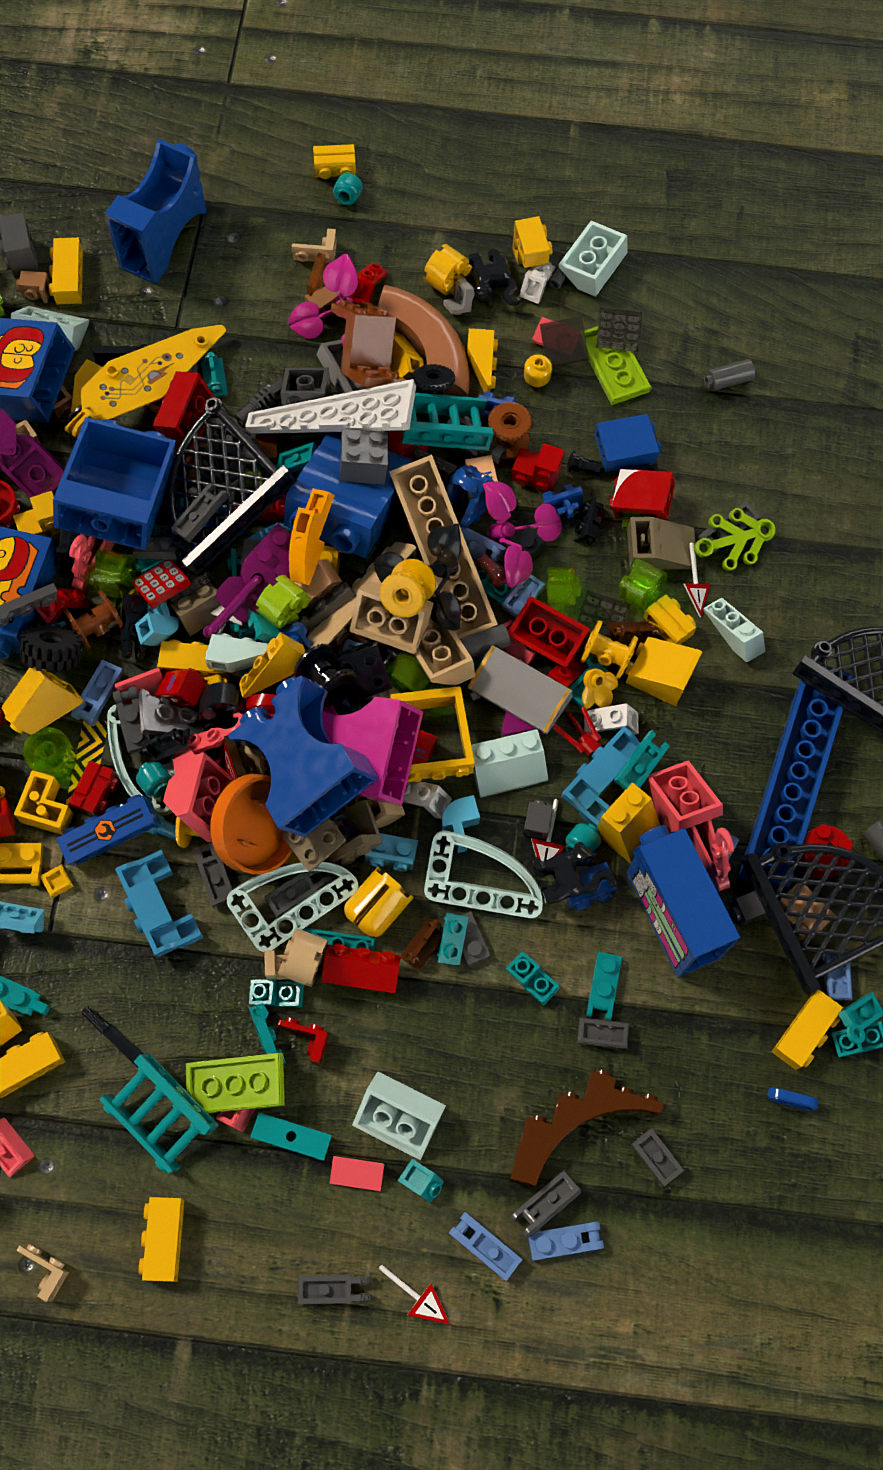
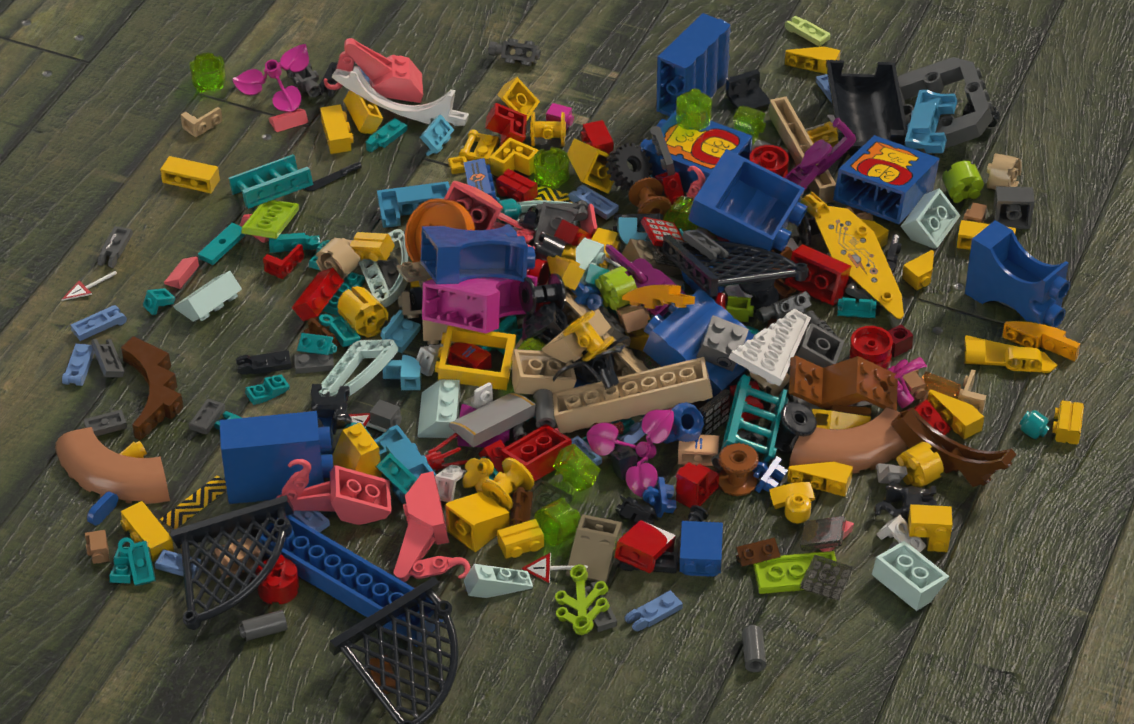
camera: 110 degrees right, 25 degrees down
(138, 323) = (919, 270): none -> yellow slope
(216, 197) = (1043, 336): none -> light orange slope
(248, 234) = (1015, 358): none -> yellow panel
(259, 334) = (902, 340): none -> dark red brick
(268, 922) = (372, 246): none -> yellow brick
(285, 344) = (872, 345): none -> red wheel
(361, 248) = (959, 415): none -> yellow slope
(410, 922) = (340, 328): none -> teal hinge
(430, 227) = (973, 463): none -> reddish brown arch
(486, 720) = (482, 396): none -> white bracket
(487, 997) = (264, 363): none -> black hinge
(515, 379) = (781, 493): none -> yellow slope
(604, 390) = (757, 552): none -> reddish brown hinge
(694, 1101) = (134, 450): none -> yellow cone
(699, 715) = (424, 529): none -> coral slope
(713, 476) = (654, 611): none -> medium blue hinge
(733, 997) = (195, 503): none -> sticker
(736, 1119) = (105, 471): none -> nougat brick
(852, 1078) = (97, 546): none -> medium nougat brick

